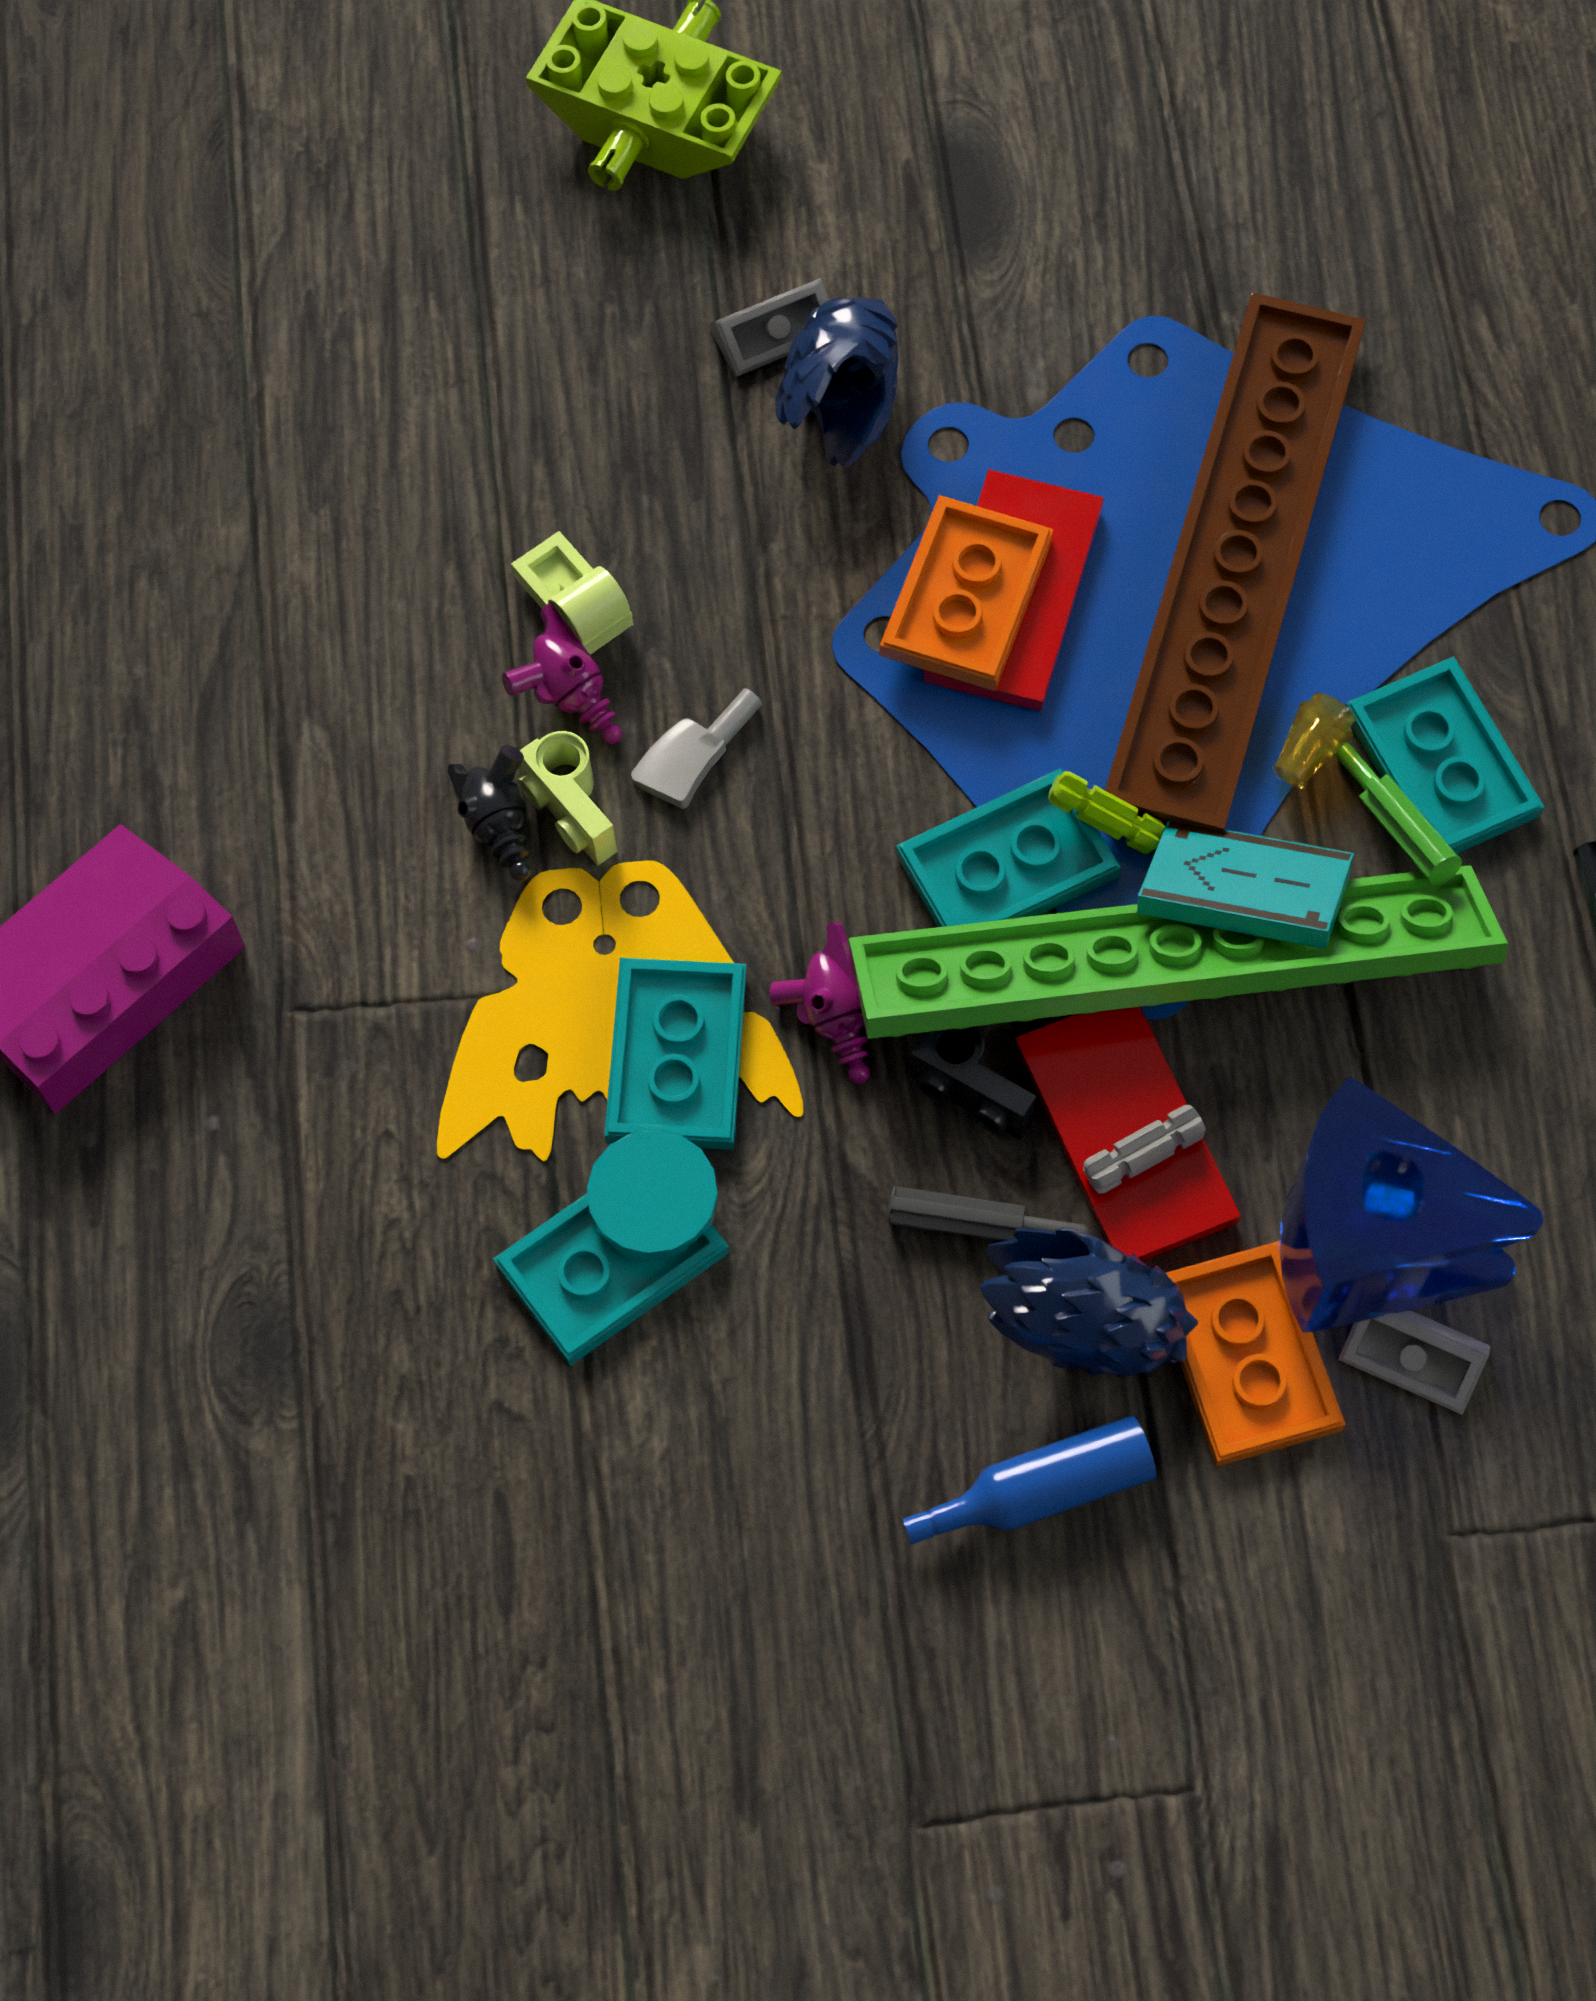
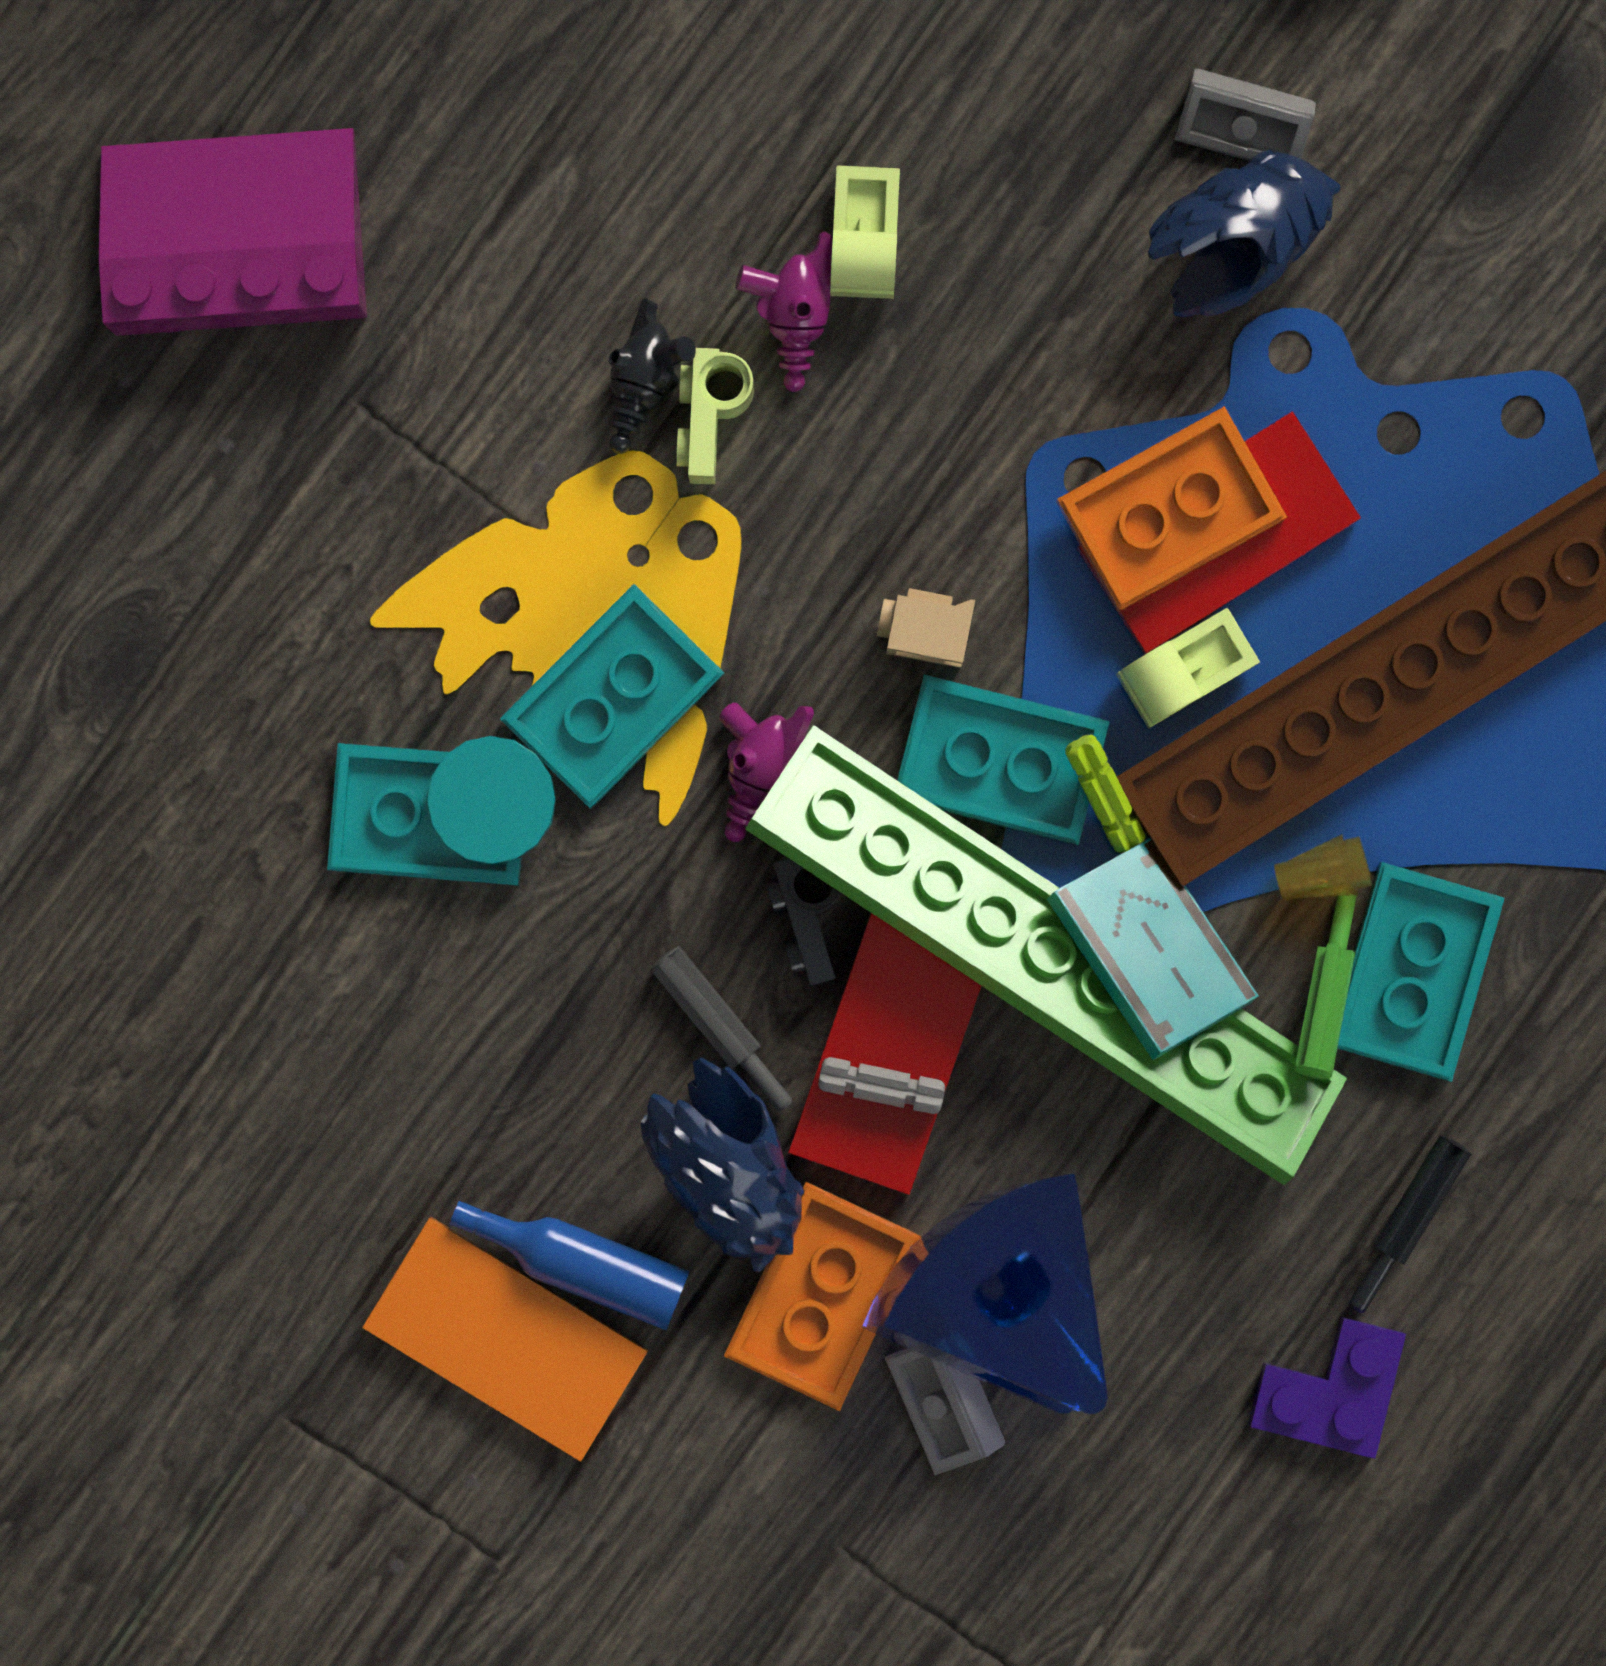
camera: 40 degrees right, 20 degrees up
(688, 751) = (839, 449): light grey piece -> none
(868, 811) = (926, 627): none -> tan window
(1036, 1601) = (505, 1338): none -> orange tile
(1080, 688) = (1187, 668): none -> yellowish green plate

